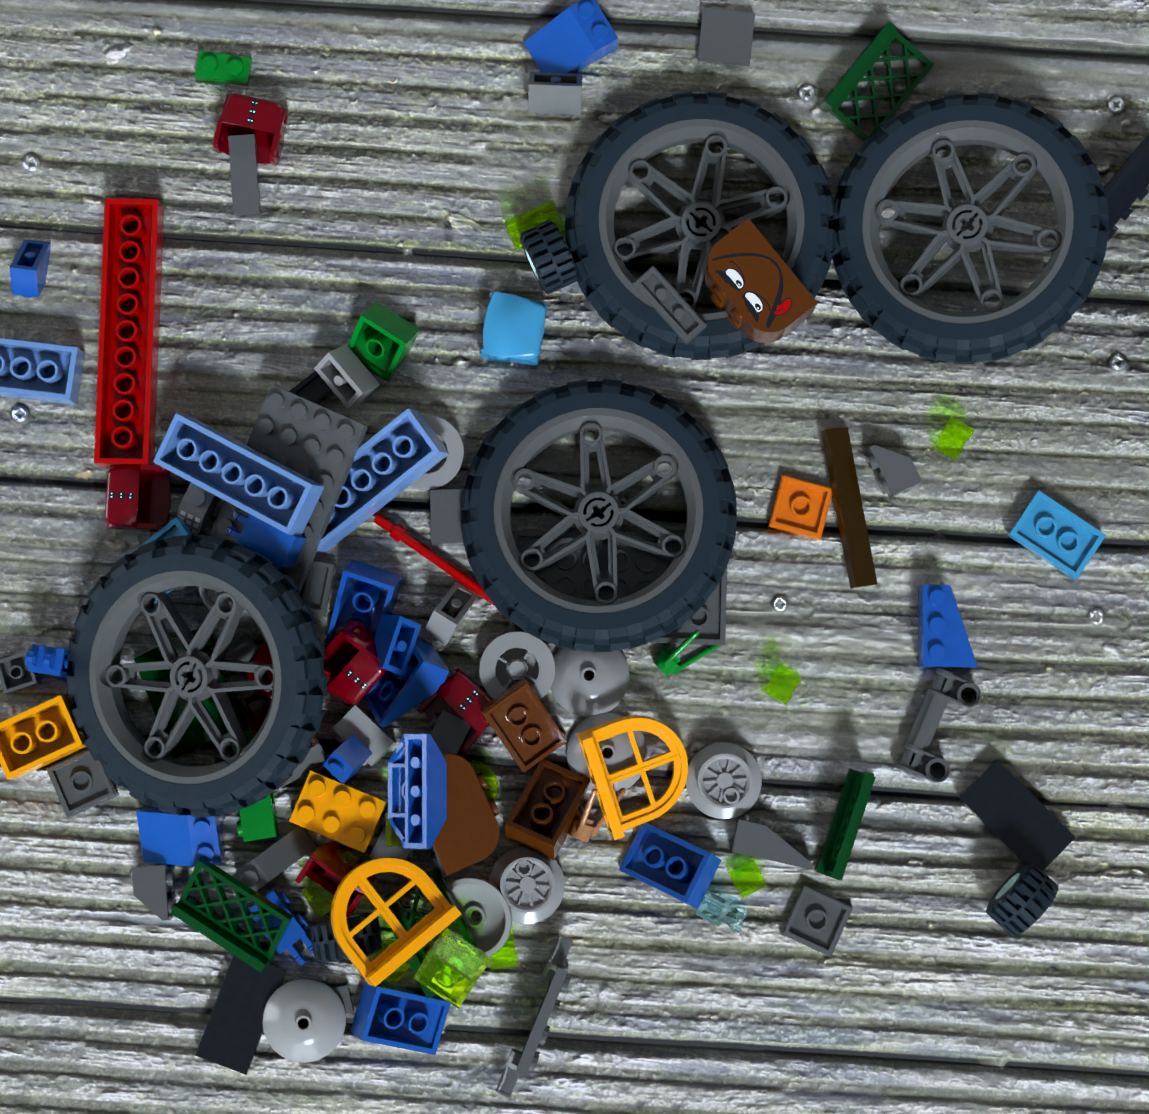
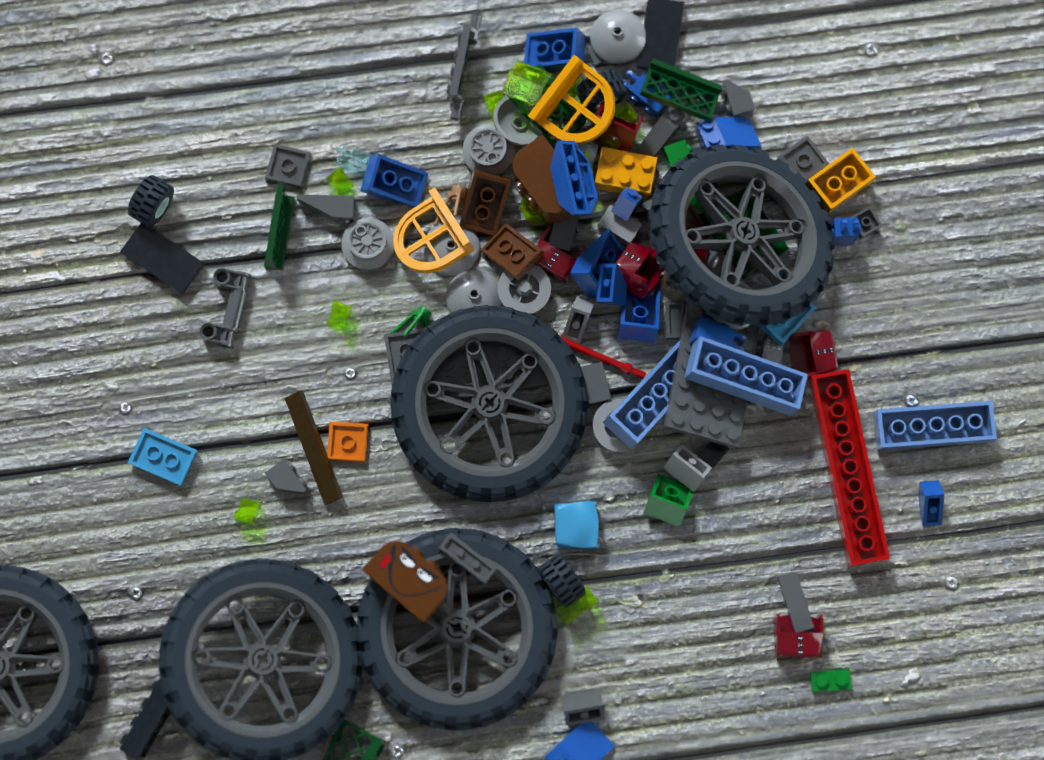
camera: 165 degrees right, 5 degrees down
(941, 630) = (234, 372): blue wedge -> none

